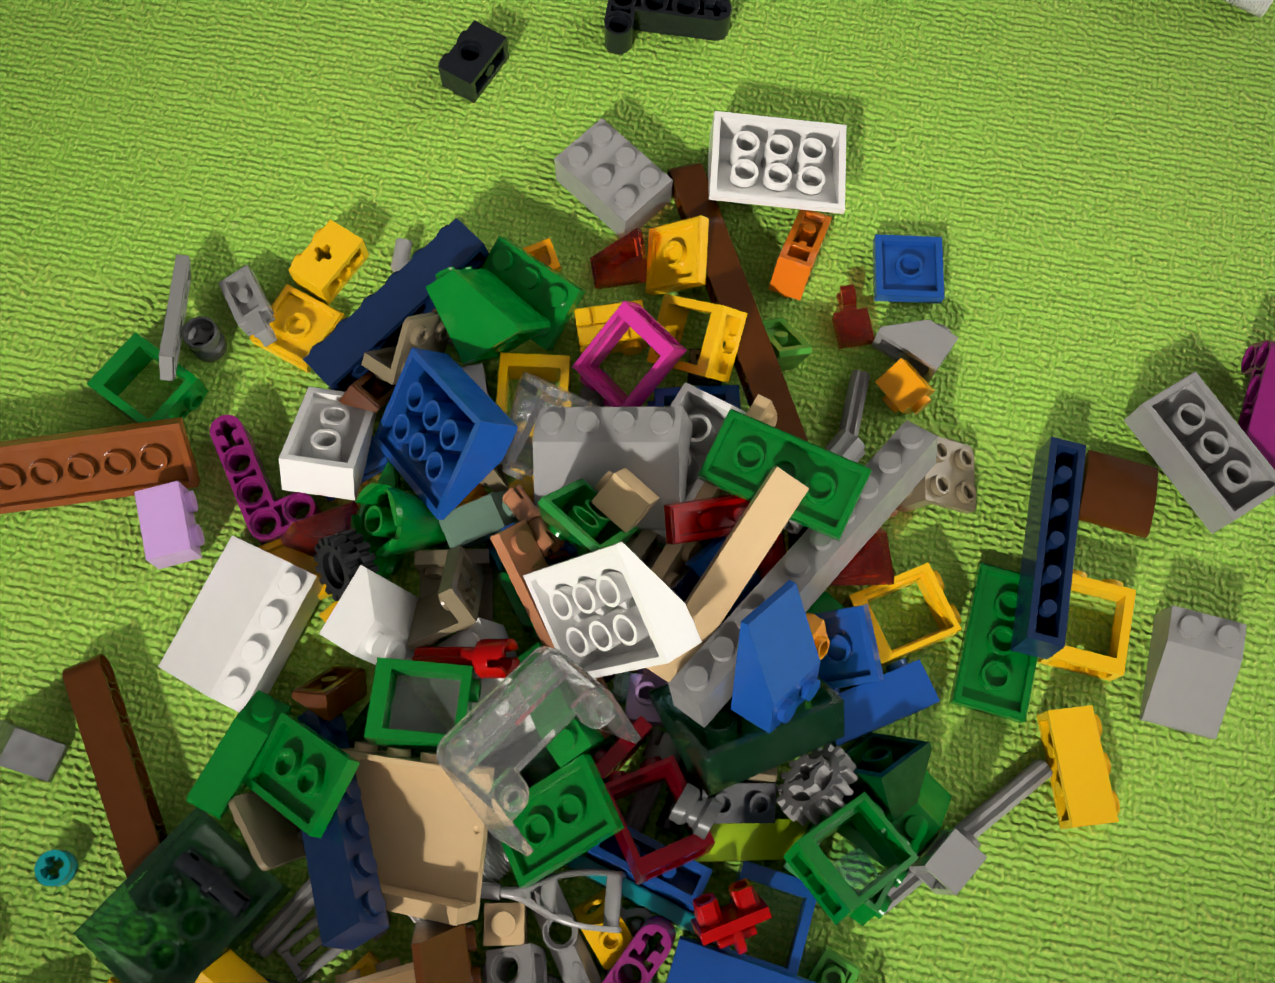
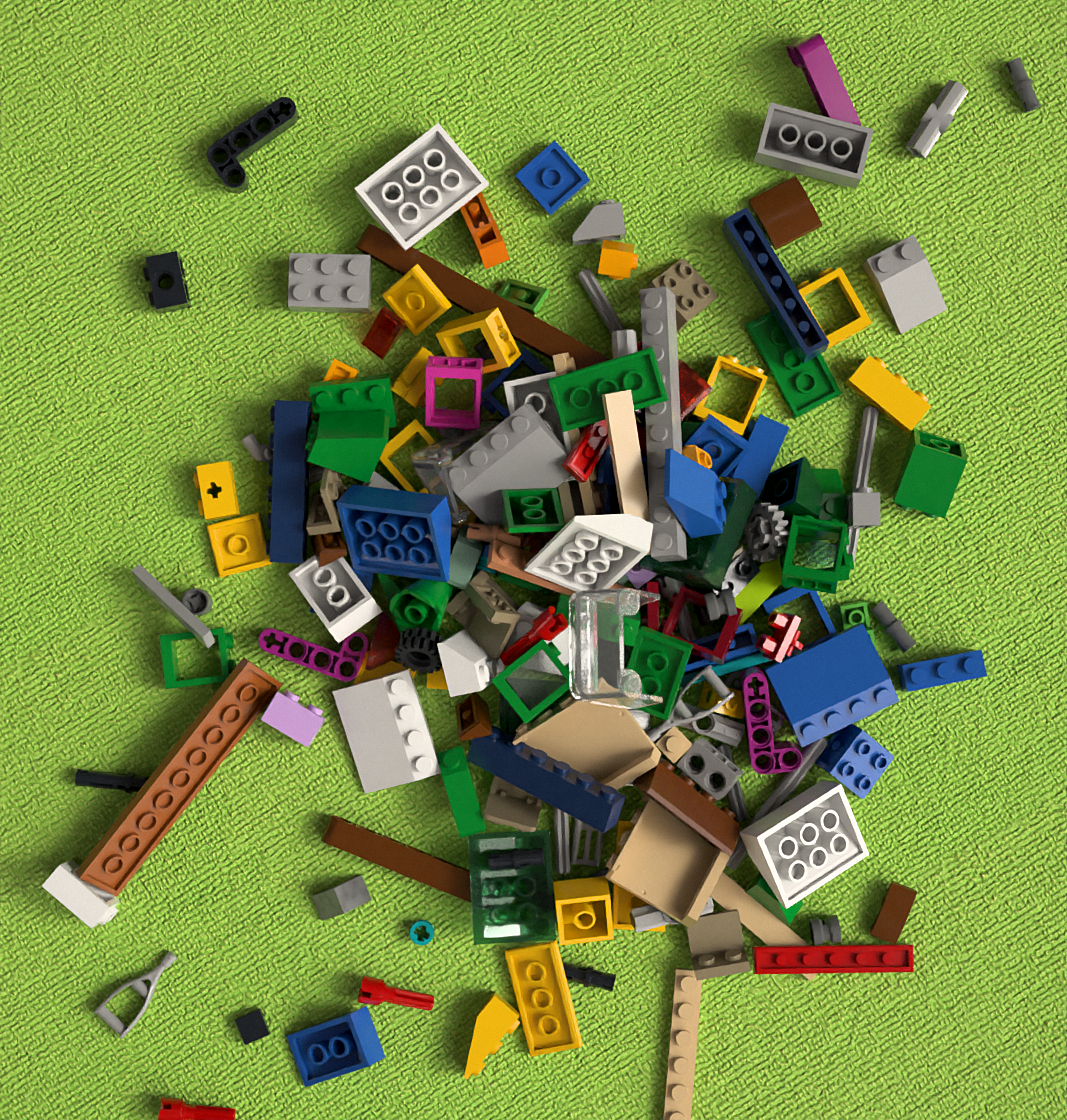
camera: 40 degrees left, 15 degrees up
(249, 304) = (201, 558): light grey hinge -> none
(301, 774) = (507, 770): green plate -> none
(624, 498) = (538, 481): tan brick -> none
(851, 324) = (551, 244): clear red plate -> none
(1052, 897) = (929, 474): none -> green slope

